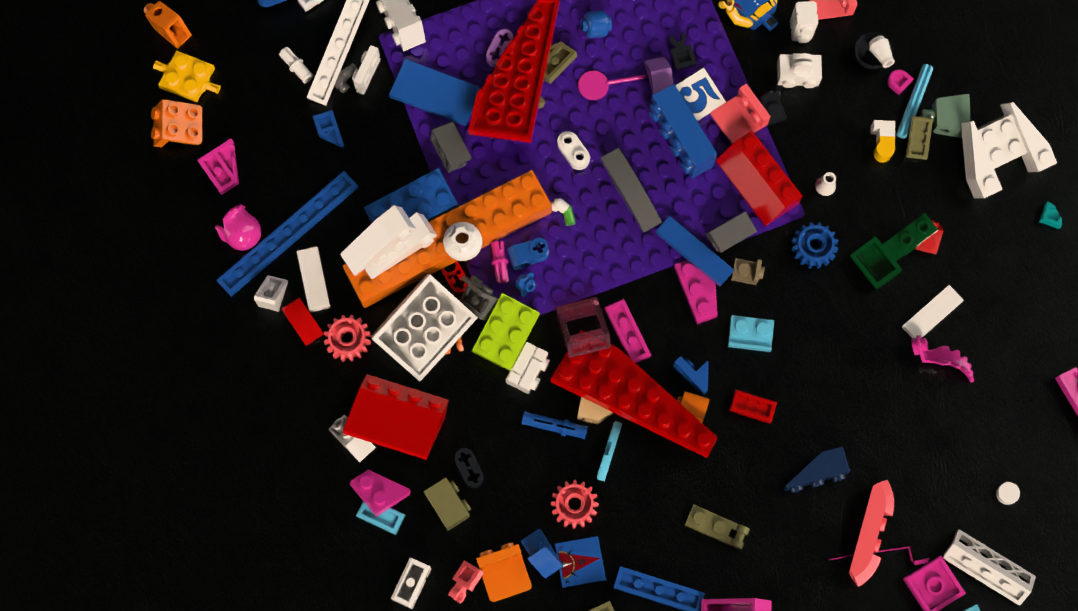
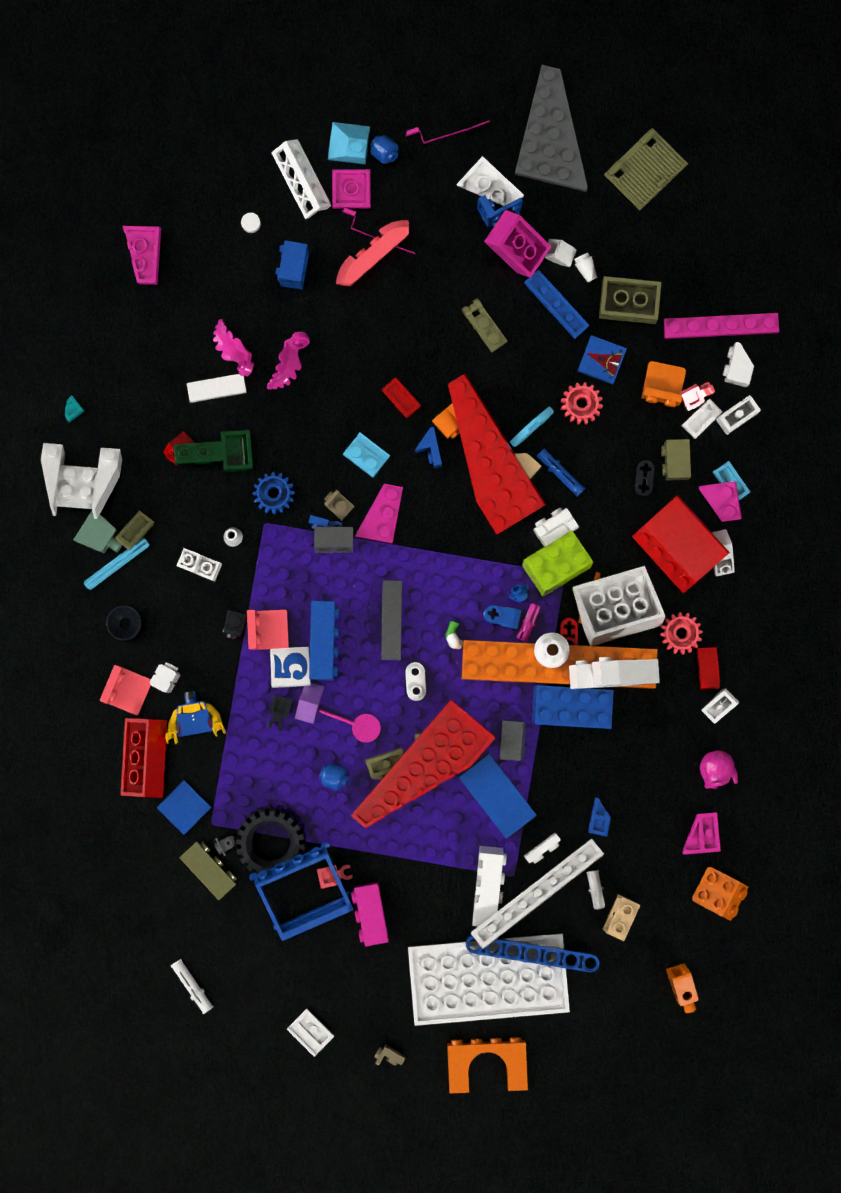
camera: 150 degrees left, 10 degrees up
(186, 76) = (690, 932): yellow plate -> none
(256, 45) = (624, 915): none -> tan window
(287, 233) = (680, 749): blue tile -> none
(313, 279) = (680, 698): white tile -> none
(343, 77) = (561, 856): flat silver arm -> none
(445, 560) = (702, 418): none -> white plate
(478, 297) = (563, 602): dark grey bracket -> none
(495, 46) = (425, 808): medium lavender beam -> none
(541, 553) = (627, 381): blue slope -> none
(576, 344) = (499, 515): clear pink window -> none
(627, 331) = (460, 512): dark pink tile -> none
(694, 251) = (371, 542): blue tile -> none
(752, 243) = (320, 522): none -> blue plate
(759, 178) = (285, 569): red slope -> none
(799, 70) = (193, 642): white brick -> none
(827, 465) = (379, 321): dark blue slope -> none
(838, 144) = (199, 564): none -> white slope
(881, 50) = (119, 615): white cone -> none
(882, 377) = (289, 361): none -> dark pink plant
(884, 139) = (162, 544): leg -> none
(899, 80) = (117, 588): dark pink tile -> none
(941, 470) = (293, 264): none -> blue container

